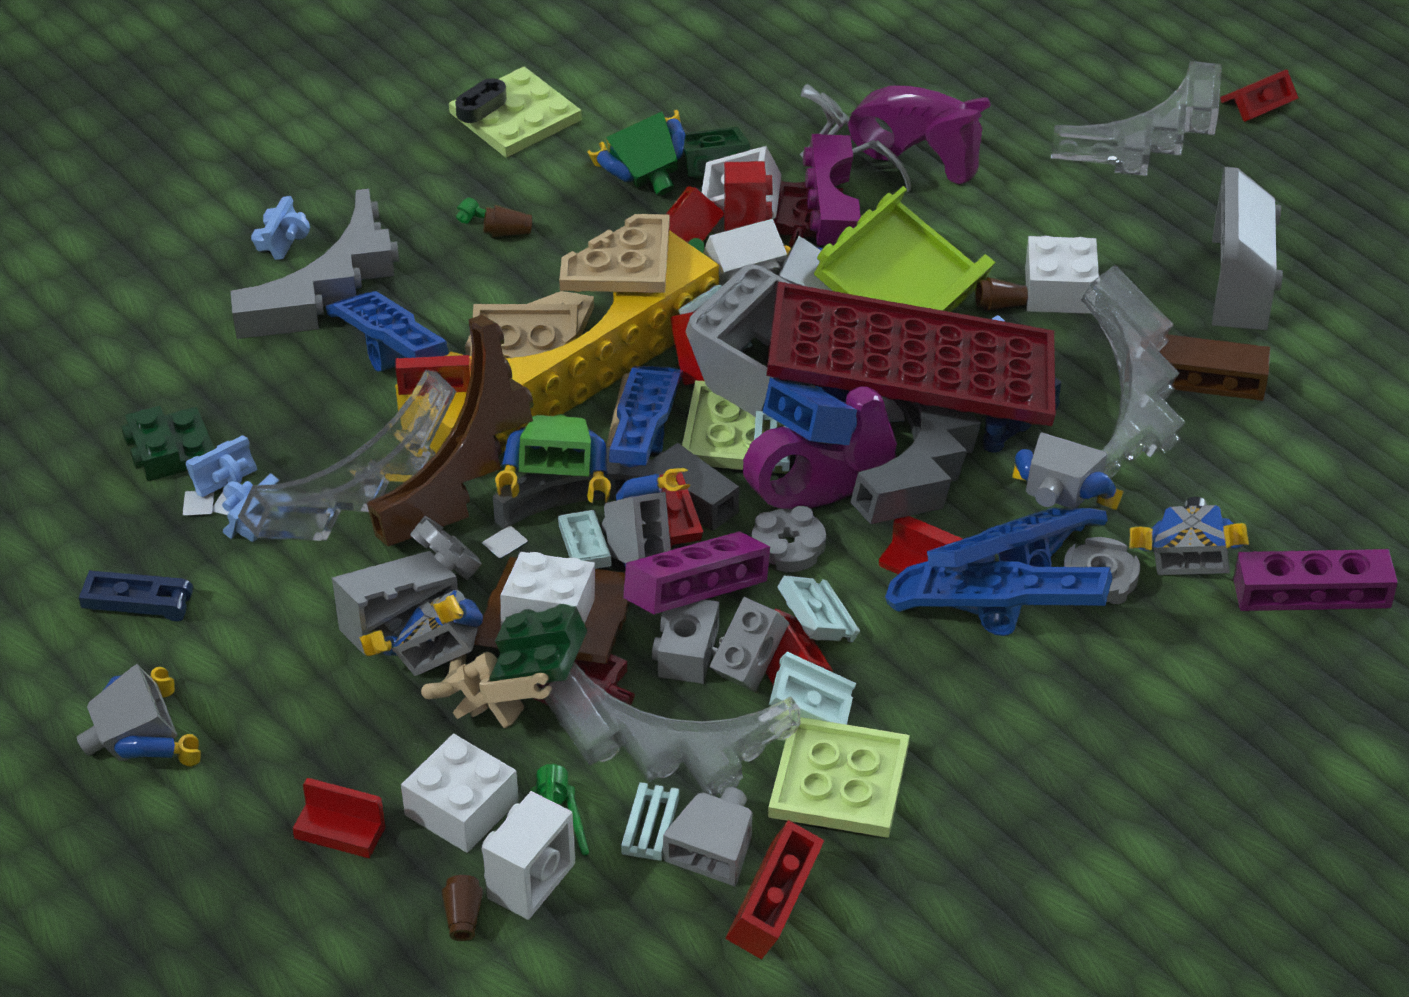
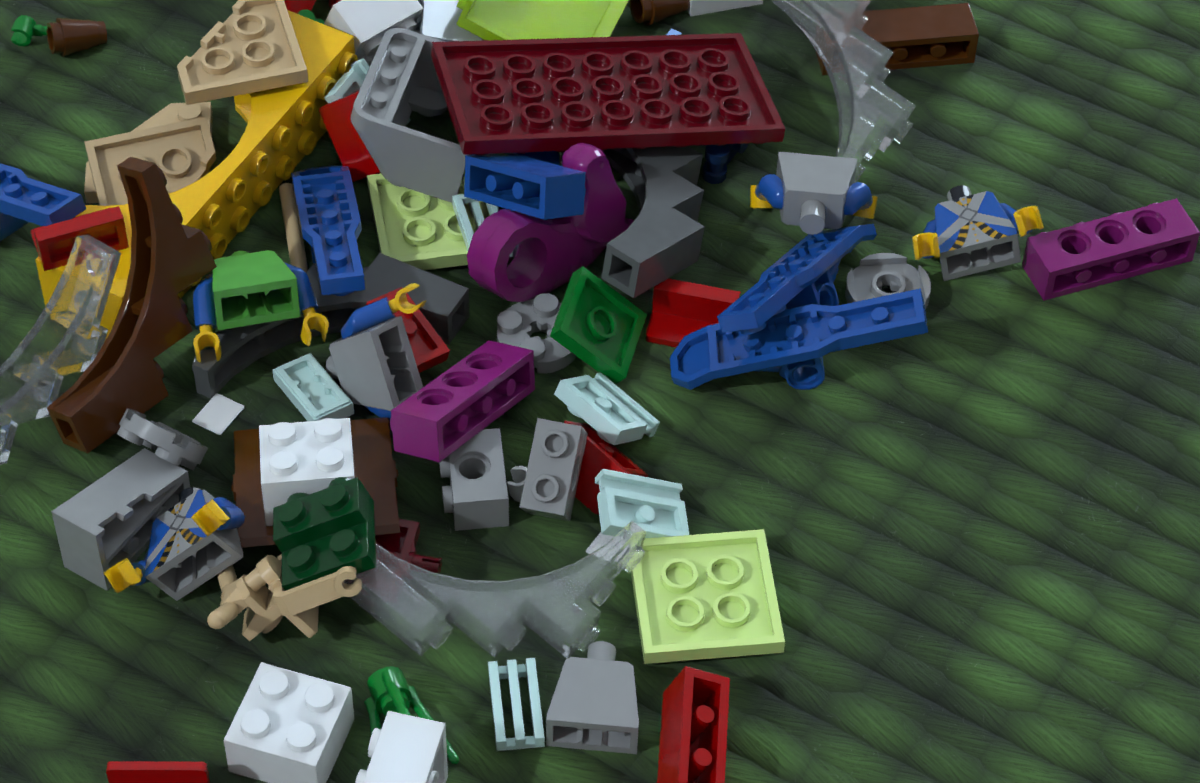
camera: 20 degrees left, 5 degrees up
(836, 540) = (598, 325): none -> green plate

